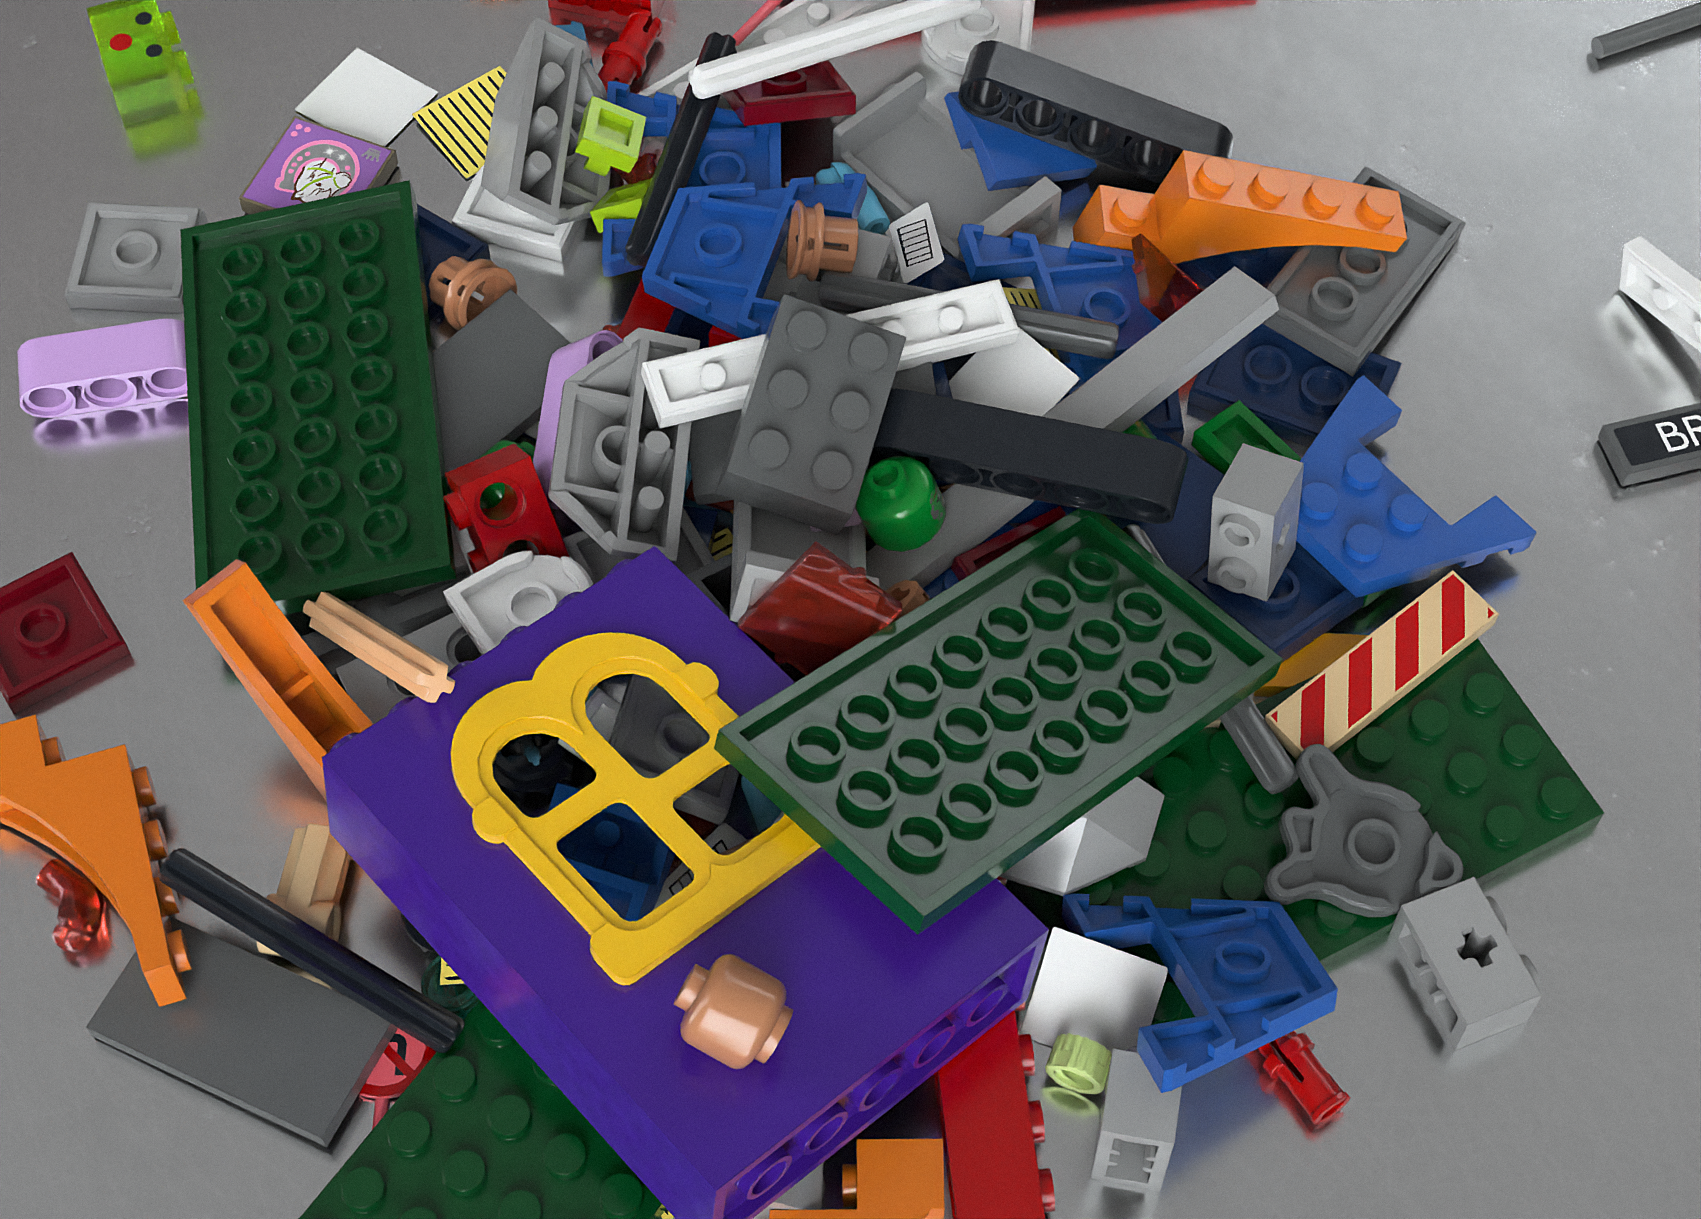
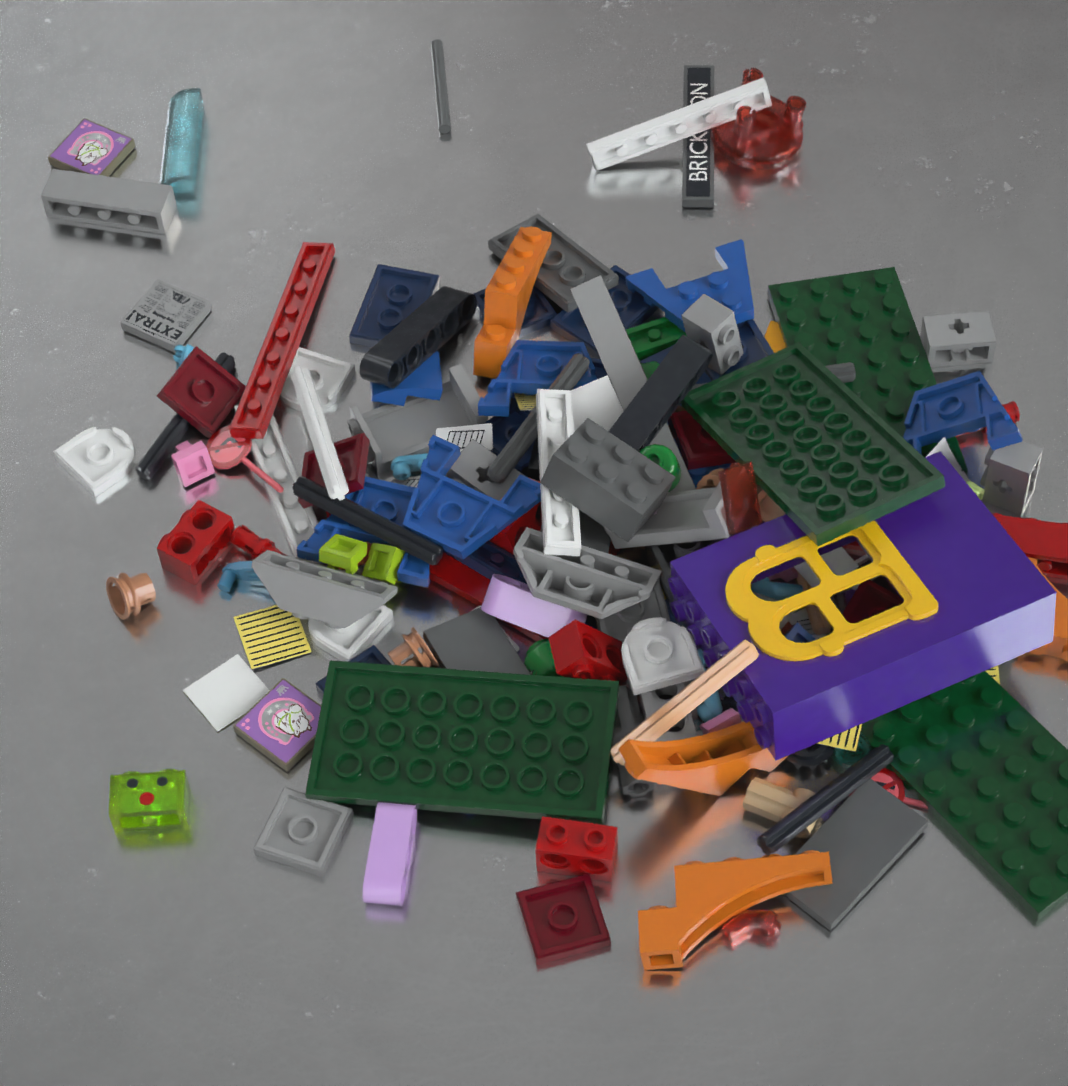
camera: 70 degrees left, 5 degrees down
(150, 619) = (576, 848): none -> red brick
(733, 1011) = (972, 560): nougat head -> none
(813, 230) = (479, 469): nougat piece -> none
(1160, 283) = (548, 337): clear red piece -> none
(1197, 75) = (389, 300): none -> dark blue tile
(1358, 844) = (893, 353): dark grey tile -> none
(1382, 667) = (800, 314): tan tile -> none

